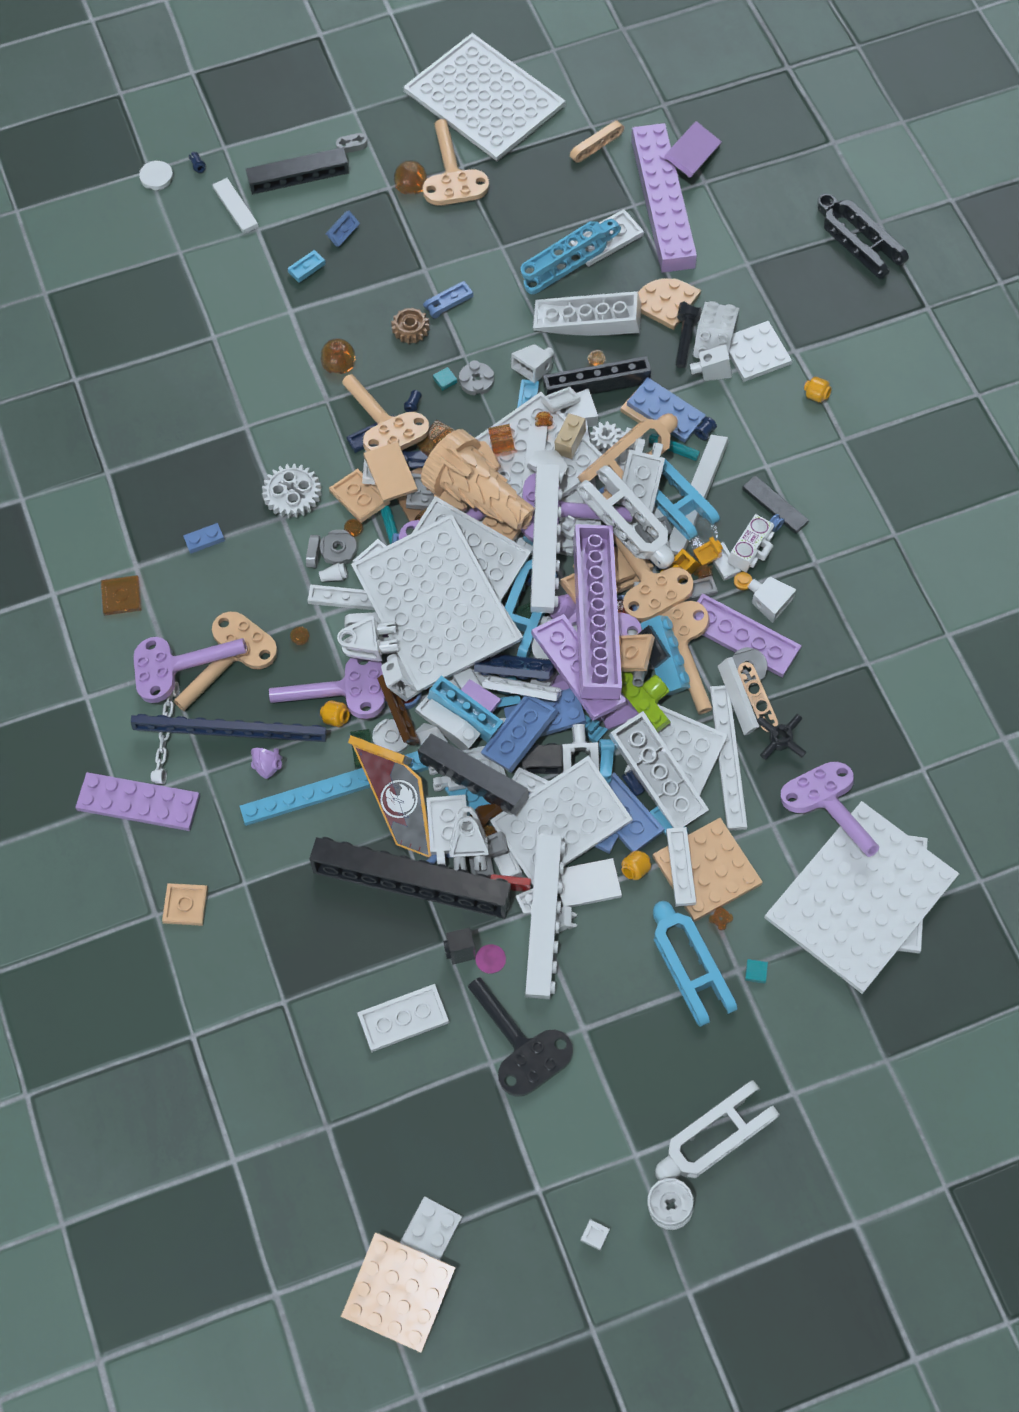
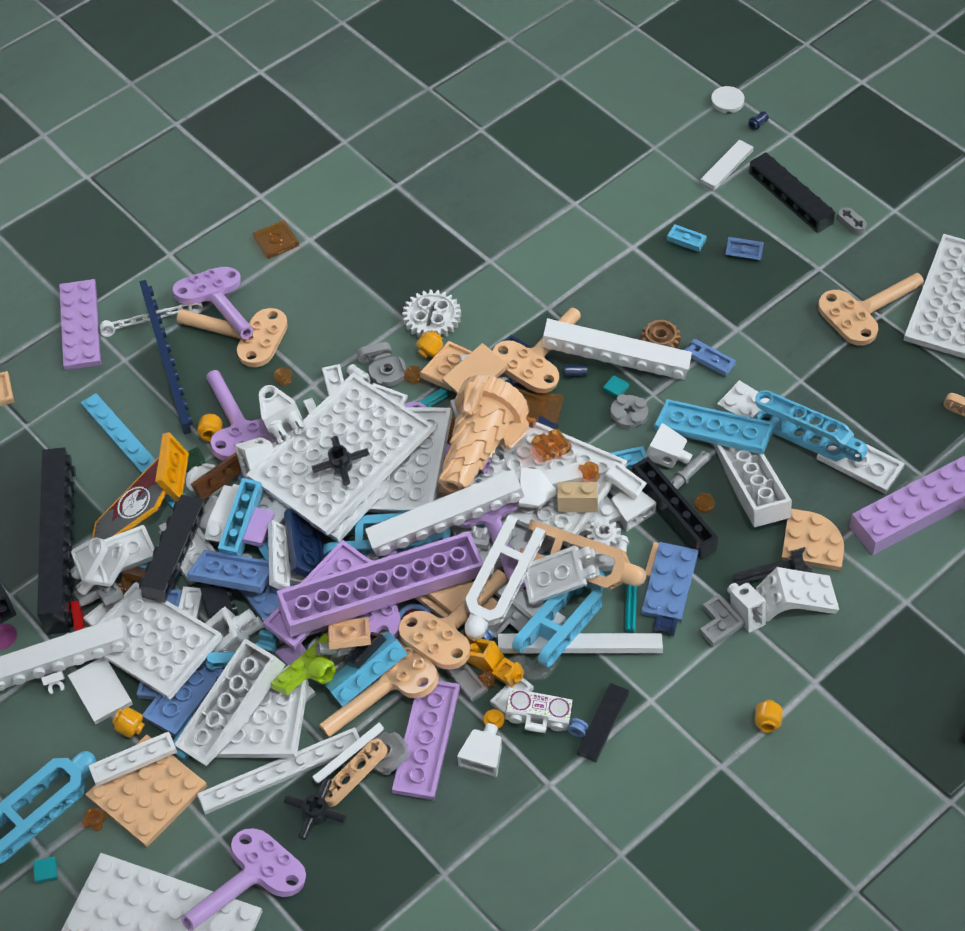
camera: 70 degrees right, 10 degrees down
(203, 538) = (357, 273): medium blue plate -> none
(266, 761) = (141, 394): lavender helmet -> none
(329, 501) = (429, 344): none -> light orange head
(338, 356) = (597, 296): clear orange cylinder -> none
(410, 177) = (838, 276): clear orange cylinder -> none
(412, 360) = (616, 349): none -> white brick
(453, 606) = (340, 460): none -> black bar
(507, 294) = (741, 401): none -> white plate
(526, 321) = (716, 426): none -> medium azure tile
(564, 363) = (682, 477): none -> light grey pin
(719, 387) = (724, 621): none -> light grey plate
(757, 351) = (792, 644): white plate -> none

